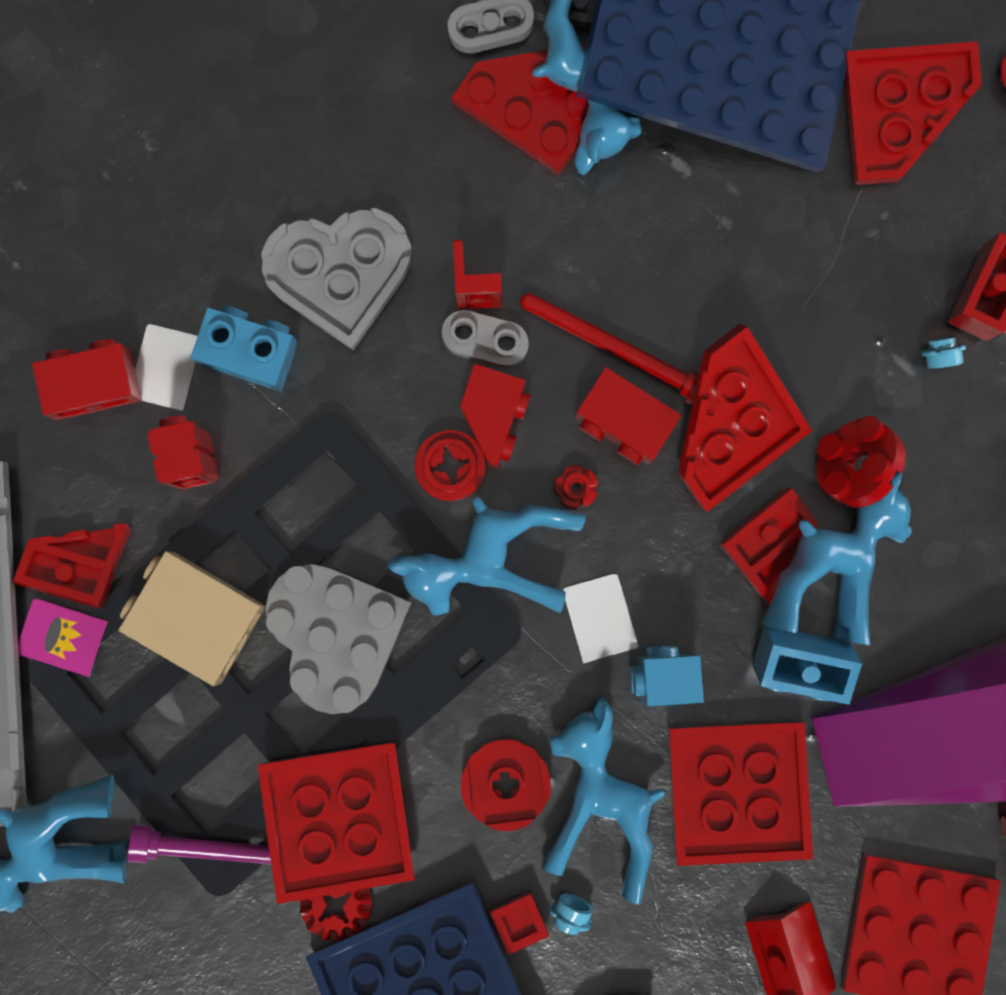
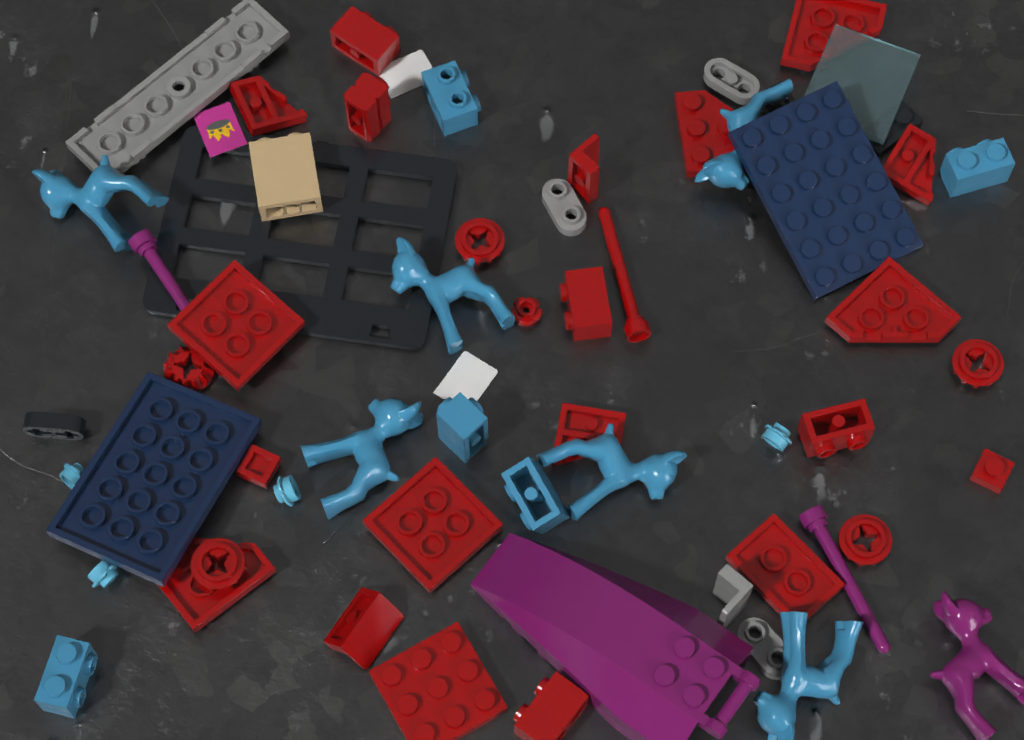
camera: 50 degrees right, 20 degrees down
(336, 632) = (339, 252): light grey plate -> none
(339, 271) = (532, 111): light grey plate -> none
(488, 803) = (332, 418): red plate -> none
(490, 408) = (527, 236): red slope -> none
(736, 420) = (637, 355): red plate -> none
(844, 447) = (673, 432): red plate -> none

